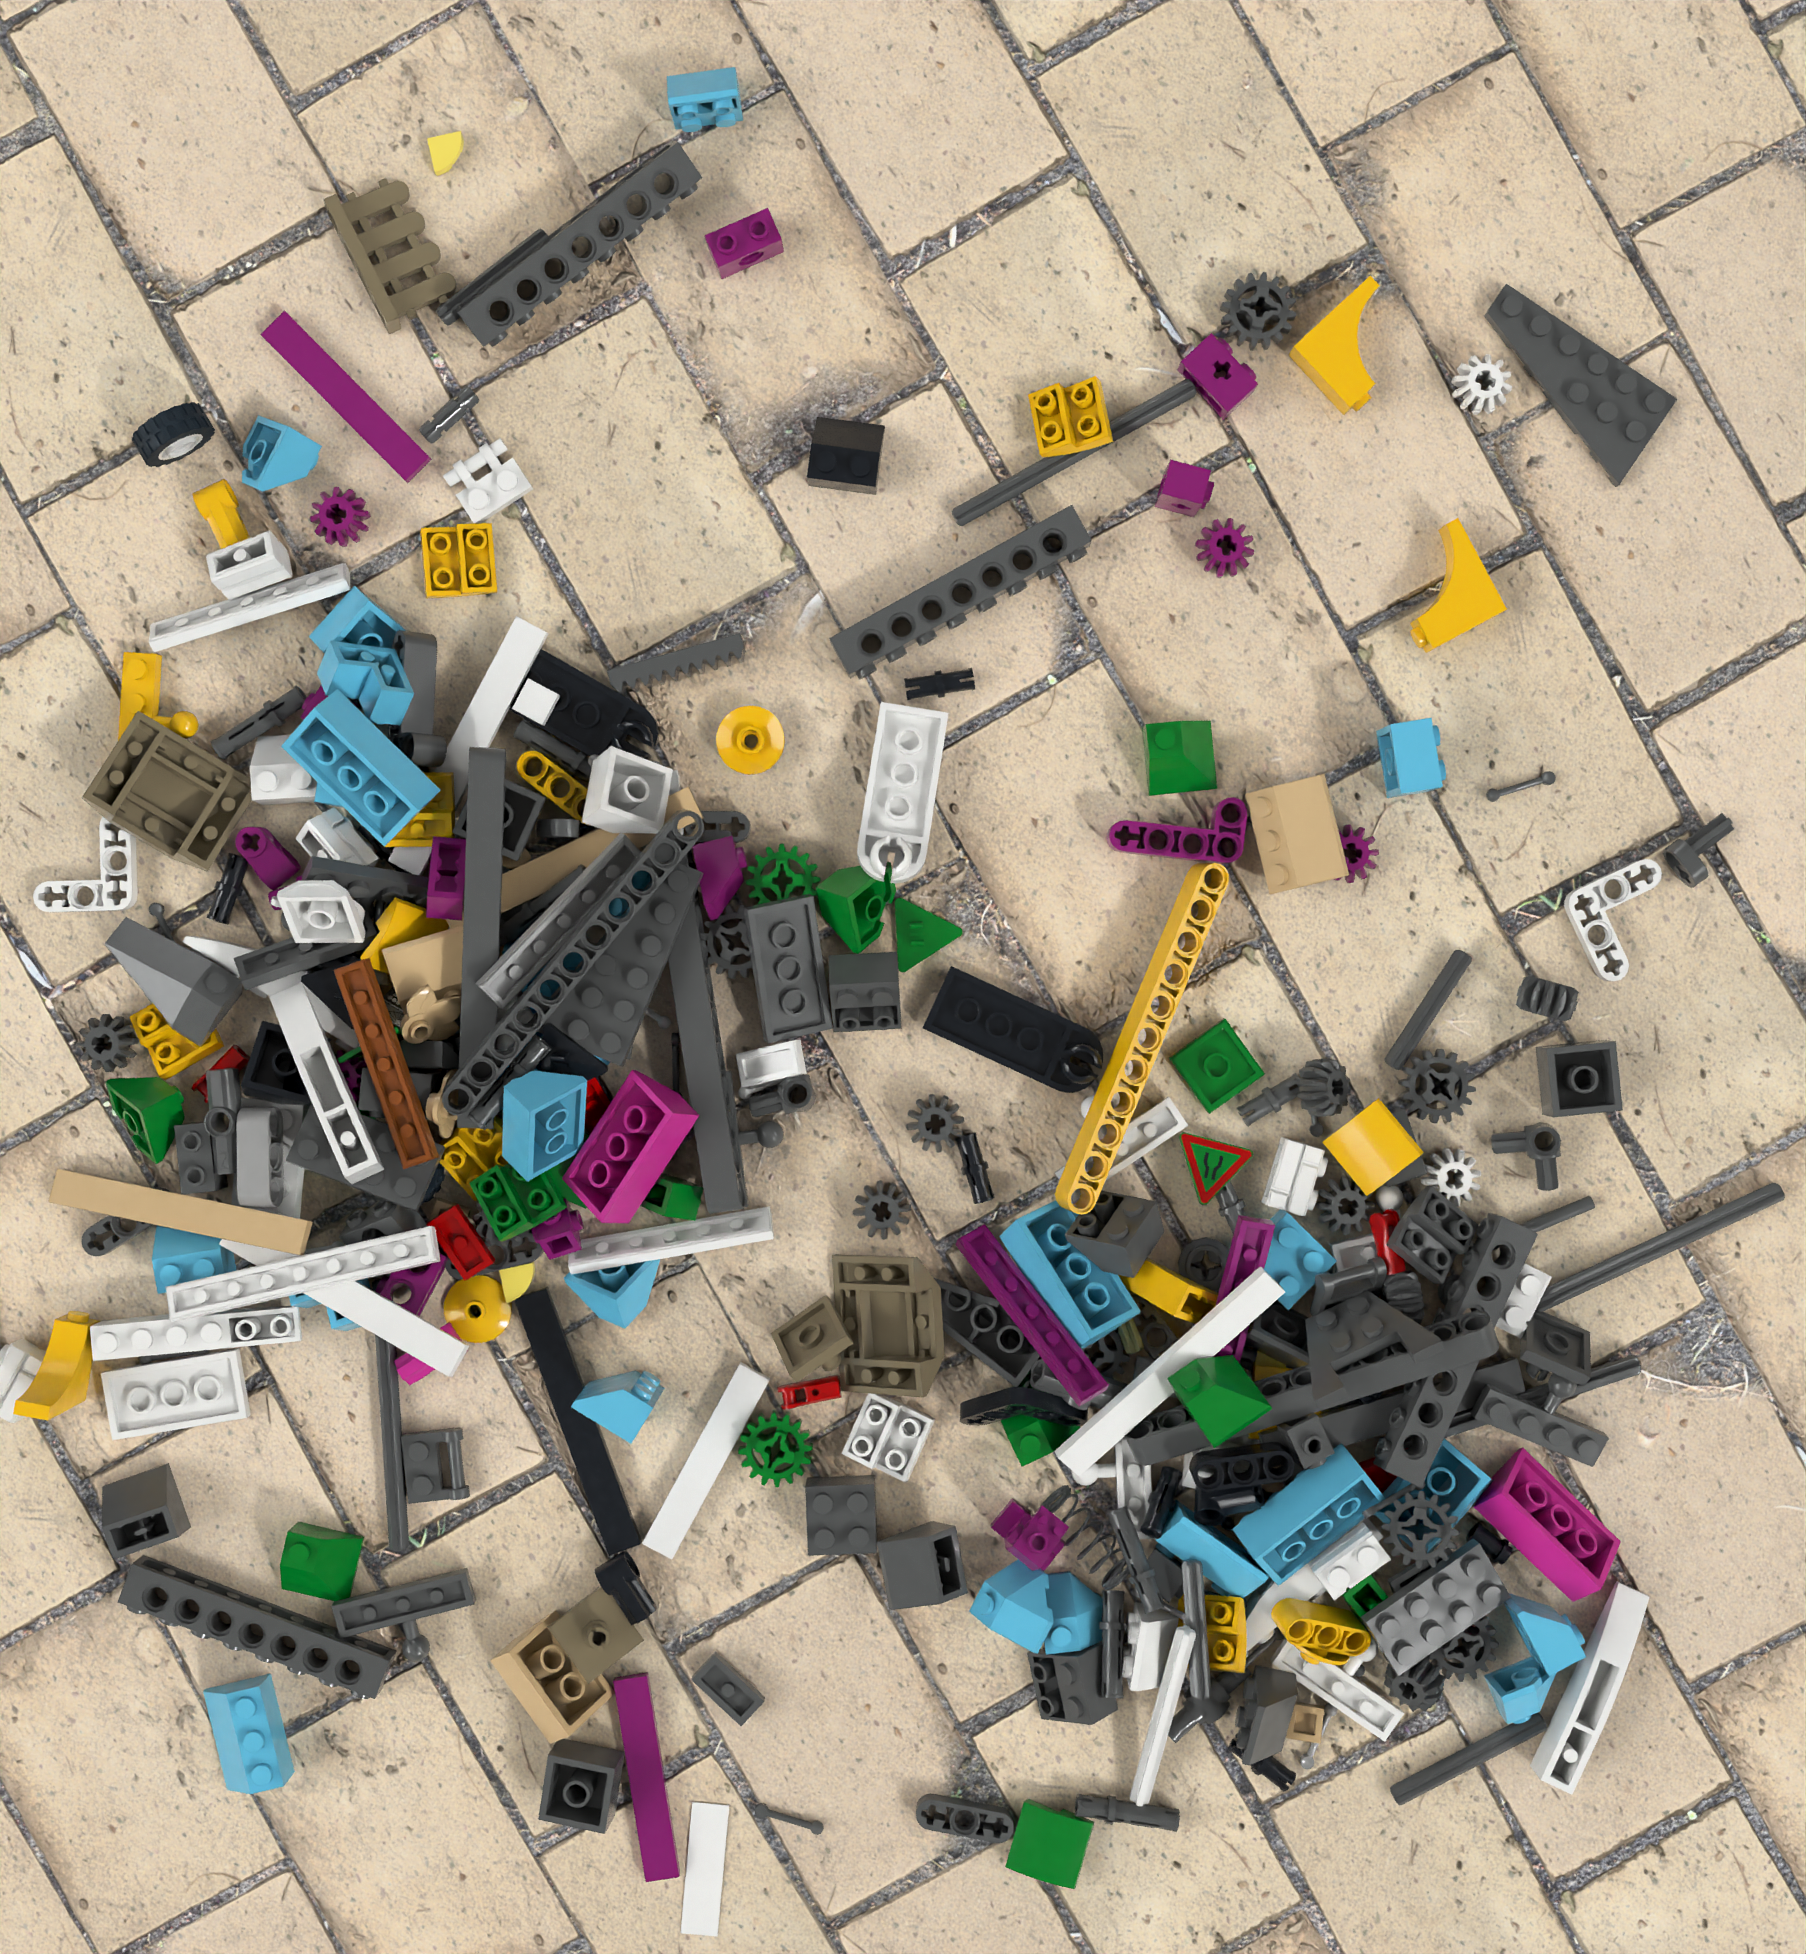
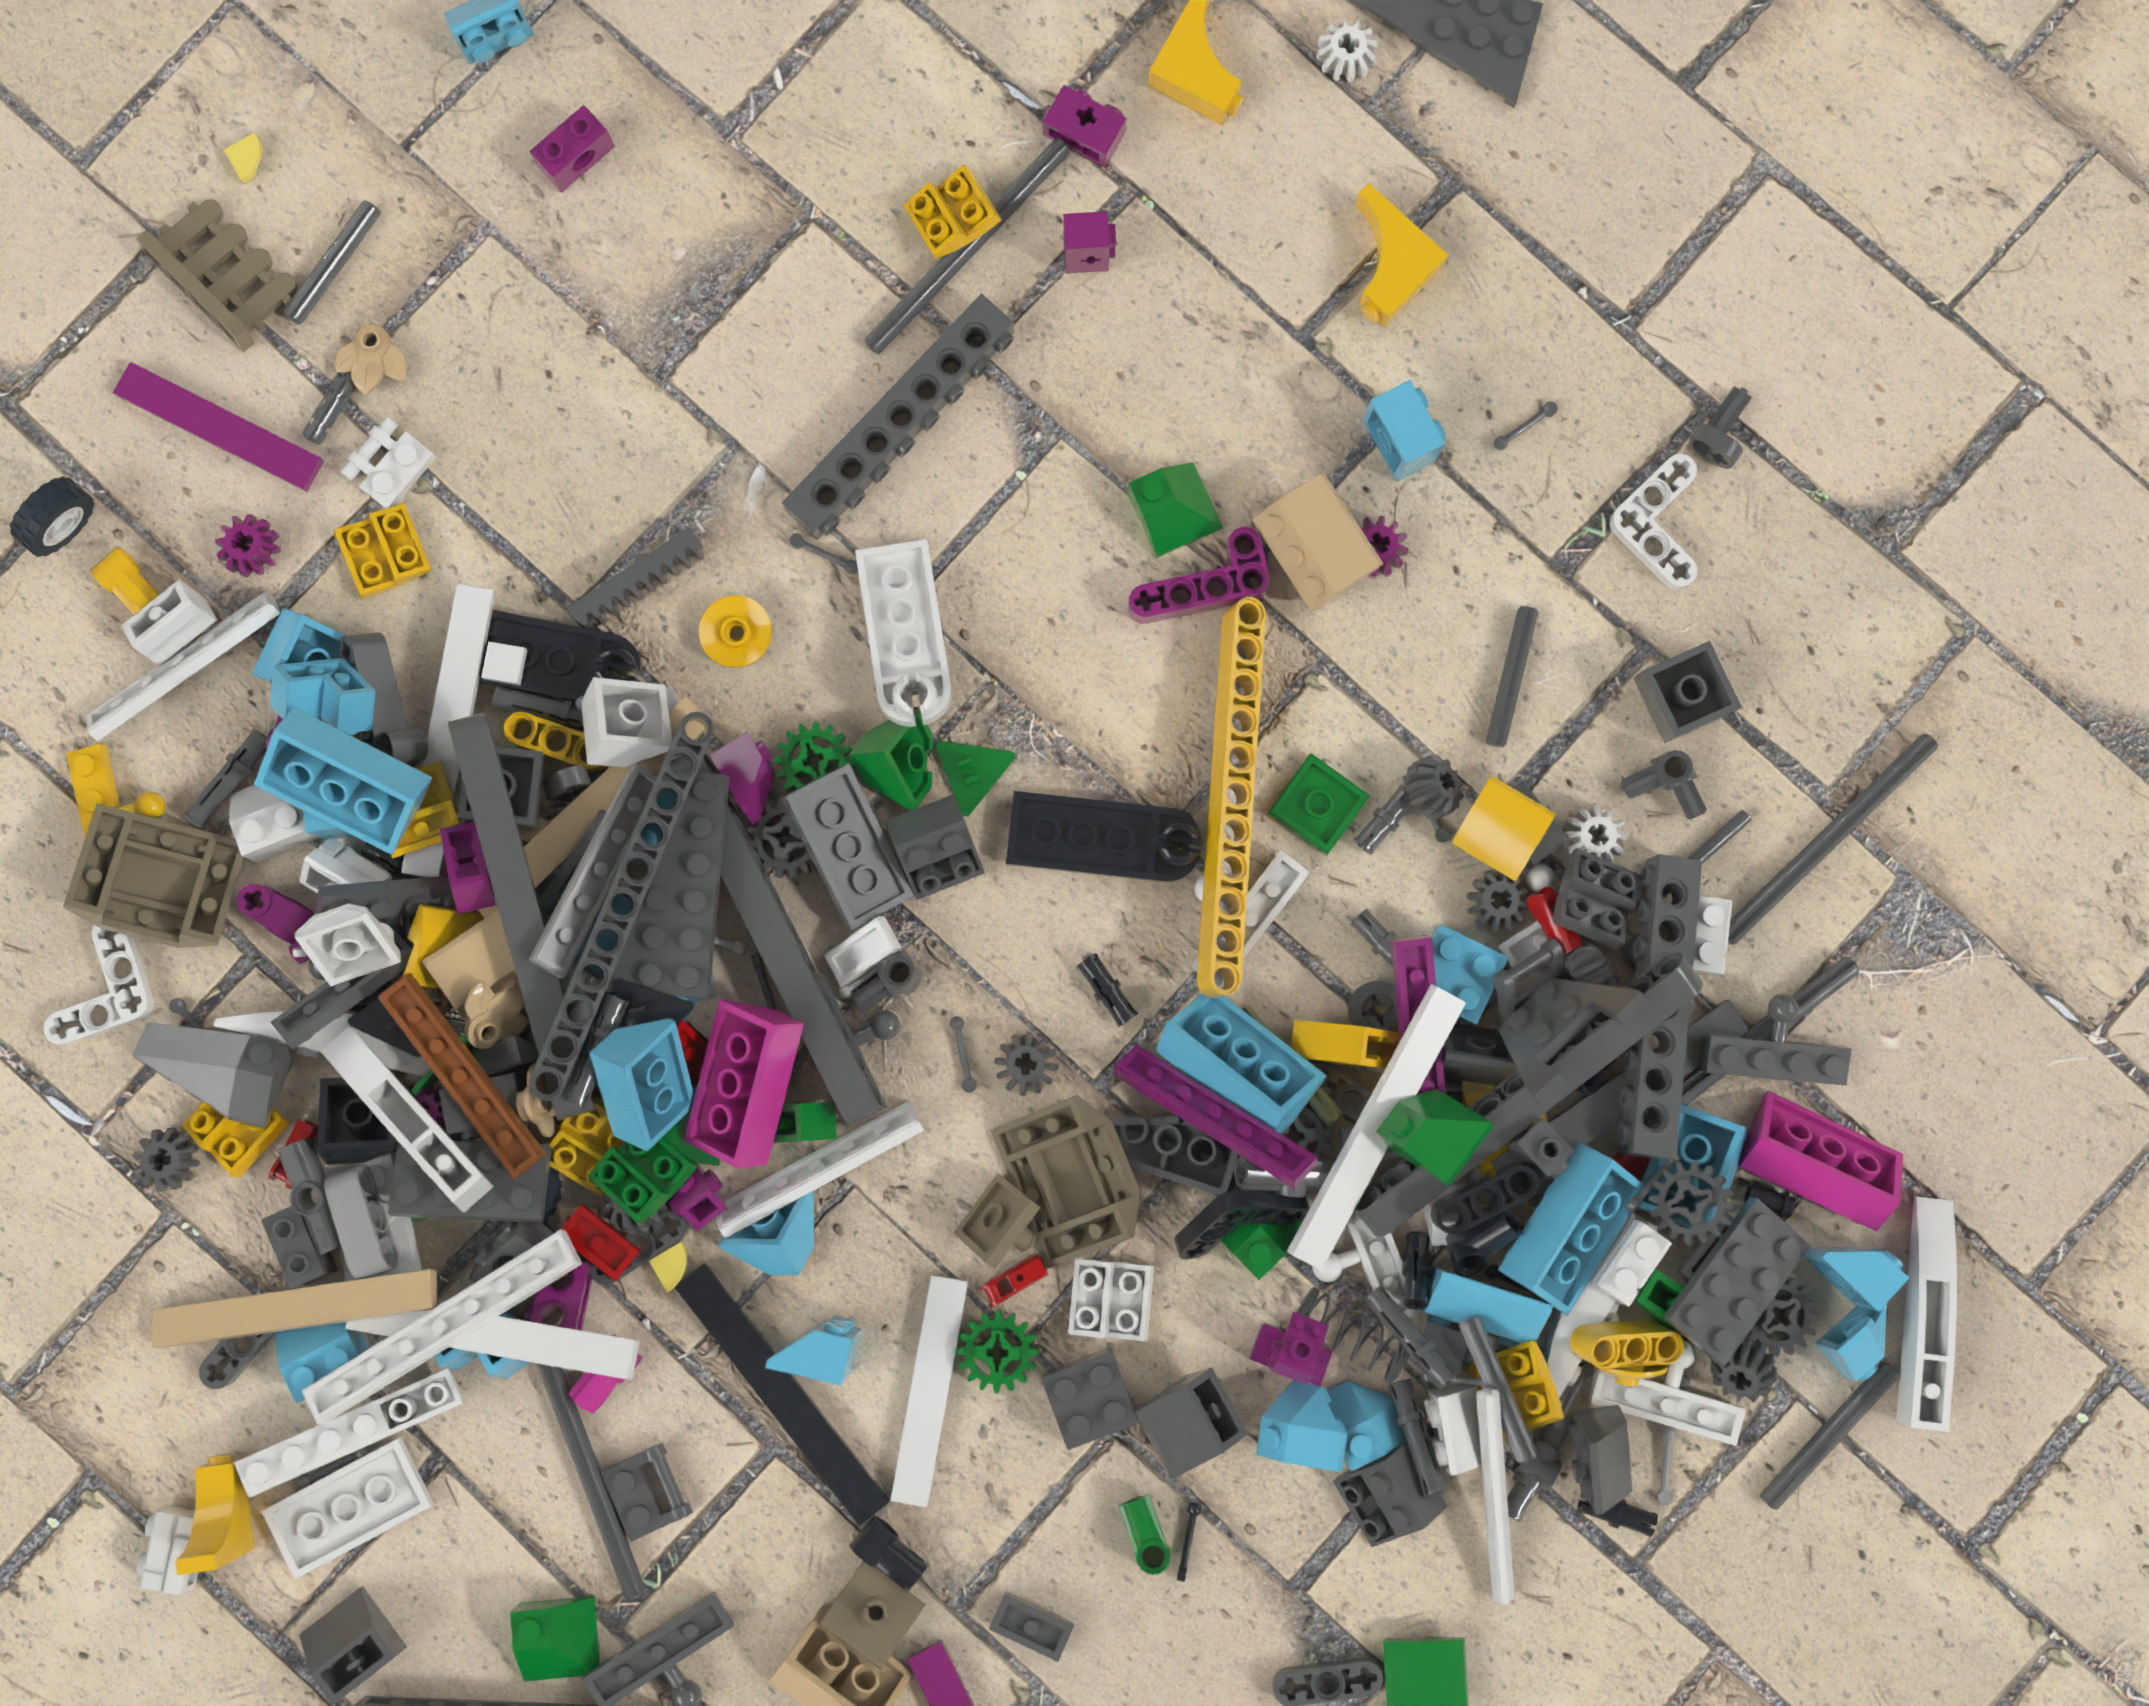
camera: 20 degrees left, 5 degrees down
(149, 1110) = (230, 1216): green slope -> none
(228, 889) = (246, 958): black pin -> none
(277, 455) = (165, 503): medium azure slope -> none
(489, 1296) = (658, 1307): yellow dish -> none
(502, 384) = (371, 363): none -> tan plate
(668, 160) = (473, 93): dark grey brick -> none
(719, 818) = (733, 719): dark grey beam -> none
(826, 1208) = (969, 1083): none -> dark grey hinge
(832, 675) = (797, 542): none -> dark grey hinge
(845, 455) = (740, 322): black slope -> none
(851, 1644) = (1145, 1531): none -> green piece
(899, 1637) = (1194, 1509): none -> black hinge
(939, 684) = (908, 514): black pin -> none
(945, 1129) = (1063, 960): dark grey gear -> none
(1117, 1232) = (1275, 1003): dark grey slope -> none
(1126, 1812) = (1481, 1618): dark grey pin -> none
(1211, 1163) = (1347, 903): piece -> none
(1214, 554) = (1137, 295): magenta gear -> none
(1271, 311) = (1090, 56): dark grey gear -> none
(1294, 1177) = (1436, 888): white brick -> none
(1306, 1723) = (1648, 1454): tan plate -> none
(1448, 1075) = (1534, 742): dark grey gear -> none
(1547, 998) = (1626, 623): dark grey gear -> none
(1556, 1348) = (1763, 972): dark grey tile -> none

